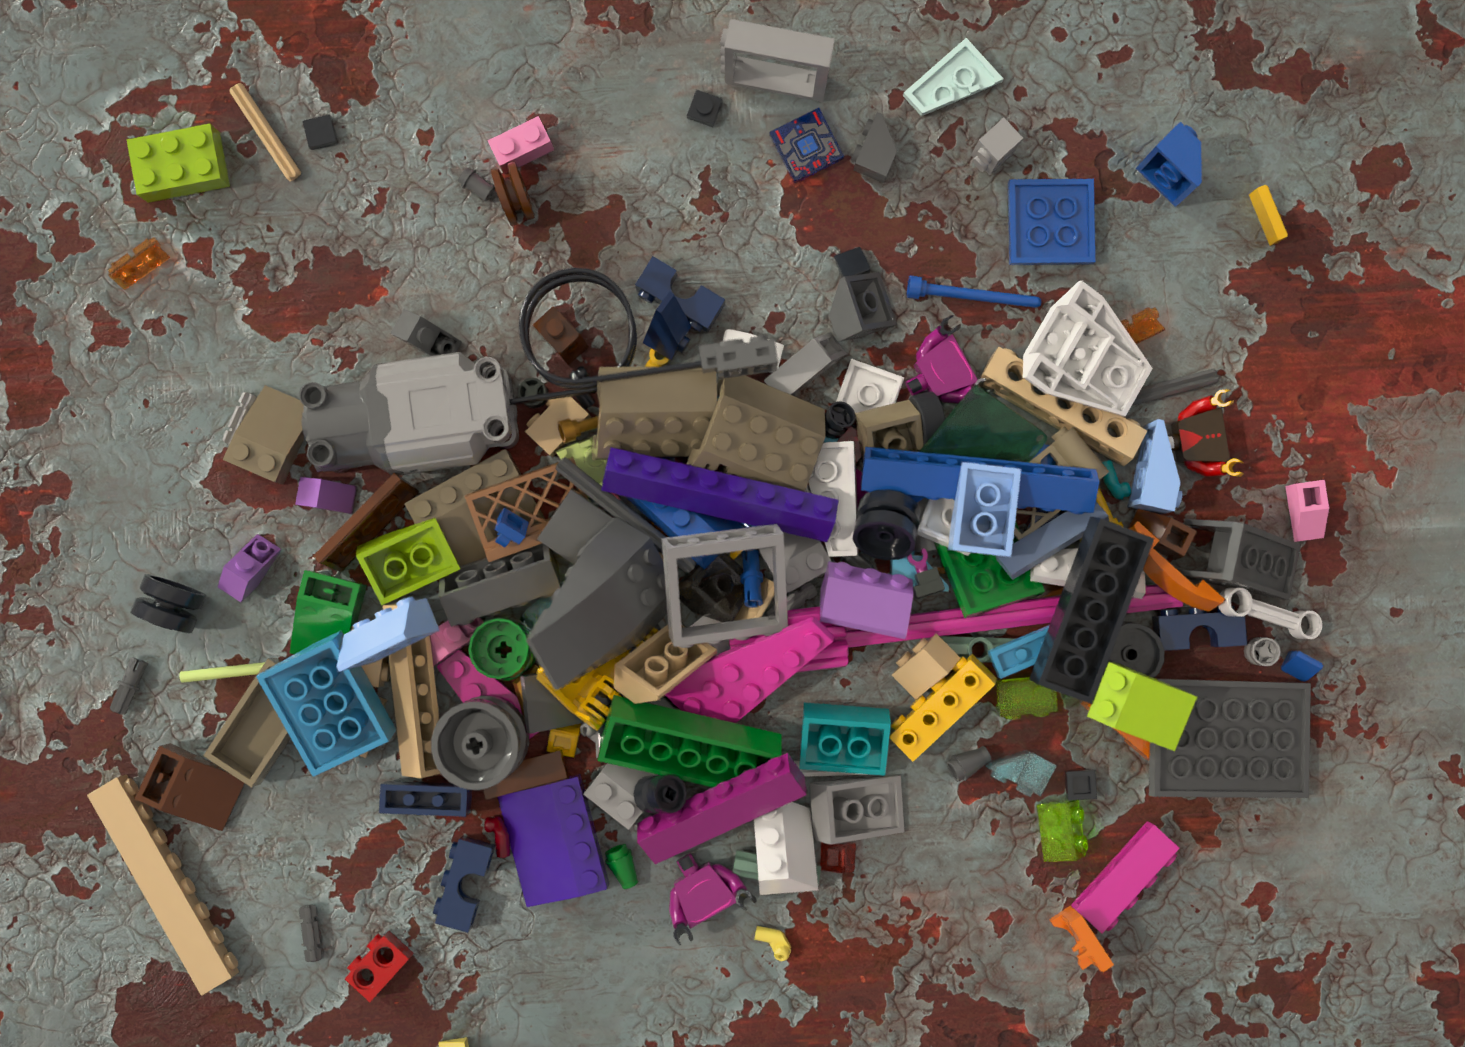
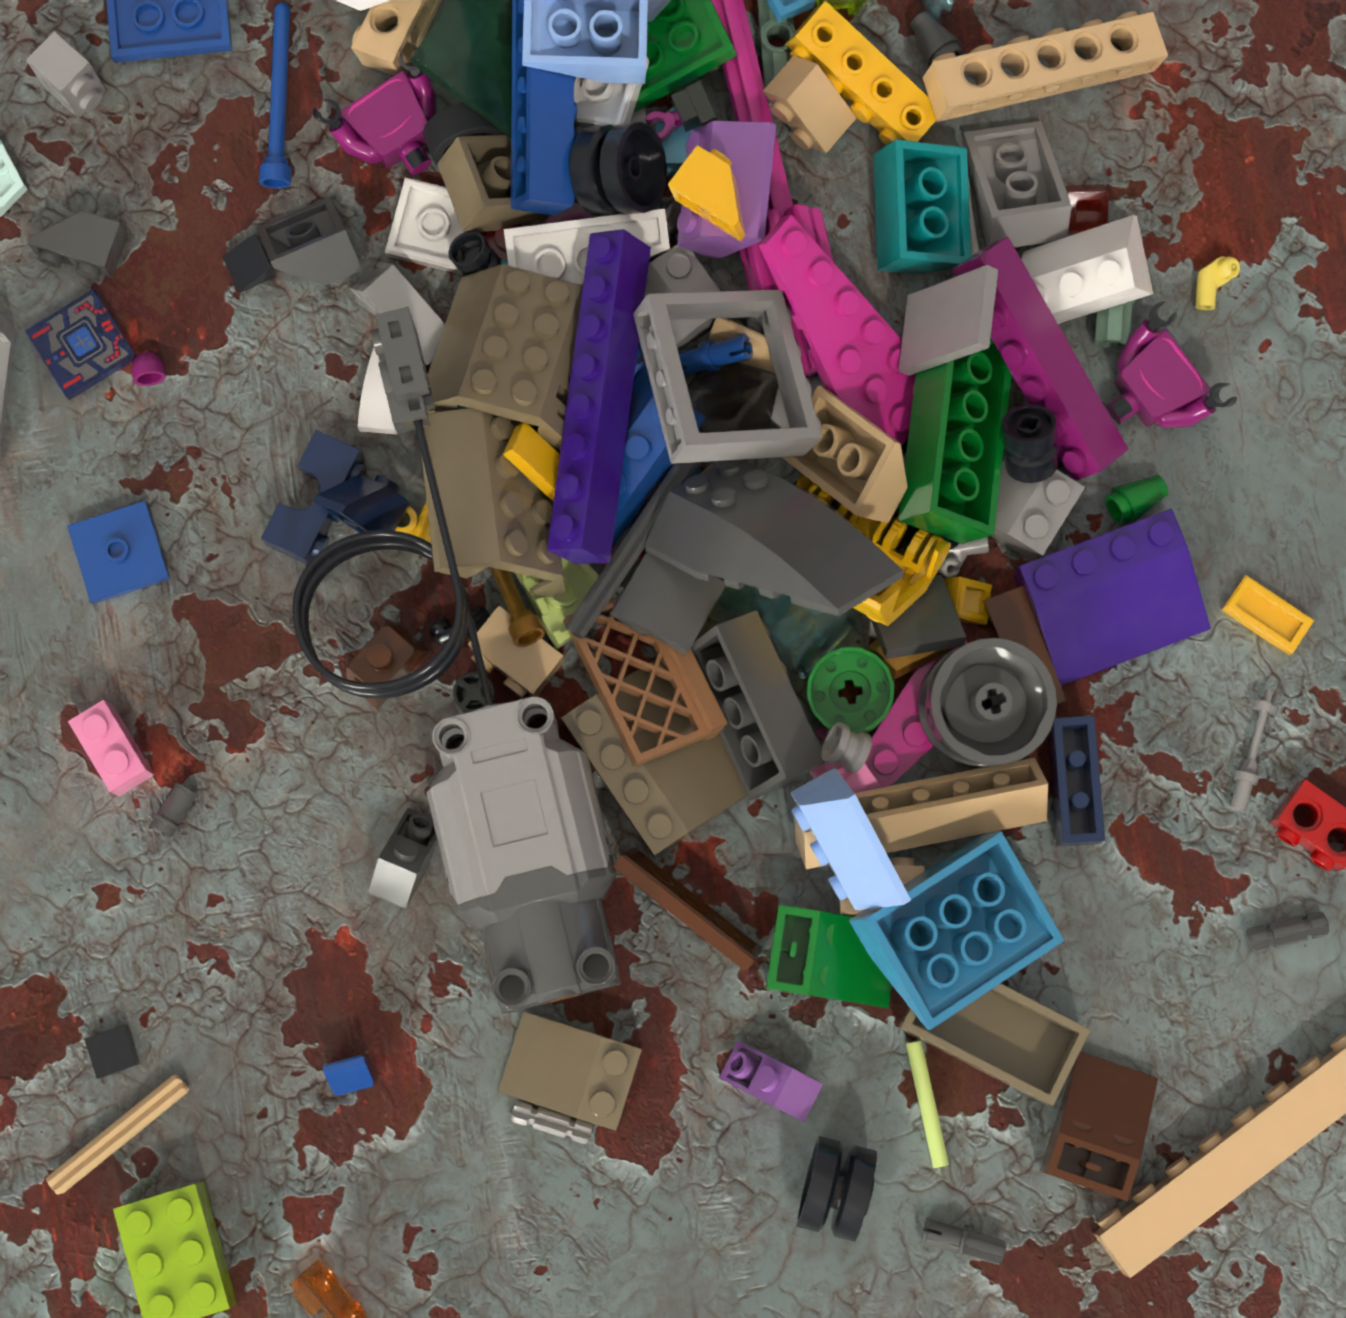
camera: 95 degrees left, 5 degrees down
(287, 287) = (349, 1074): none -> blue slope
(326, 495) = (652, 983): medium lavender slope -> none
(406, 560) = (735, 842): lime slope -> none
(419, 918) = (1246, 776): none -> light grey piece
(455, 907) = (1152, 714): dark blue arch -> none
(457, 641) = (846, 747): none -> light grey wheel
(502, 840) = (1113, 672): dark red arm -> none
(510, 528) = (676, 694): blue tile -> none
(512, 193) = (185, 747): reddish brown wheel -> none
(531, 948) = (1267, 615): none -> yellow tile
(658, 160) = (118, 552): none -> blue plate
(679, 444) = (533, 458): none -> yellow tile
(704, 108) = (37, 493): black plate -> none
(748, 745) = (948, 320): none -> light grey tile
(784, 189) = (147, 369): none -> magenta hinge
(858, 587) = (710, 190): none -> yellow slope
(946, 910) = (956, 97): none -> tan brick

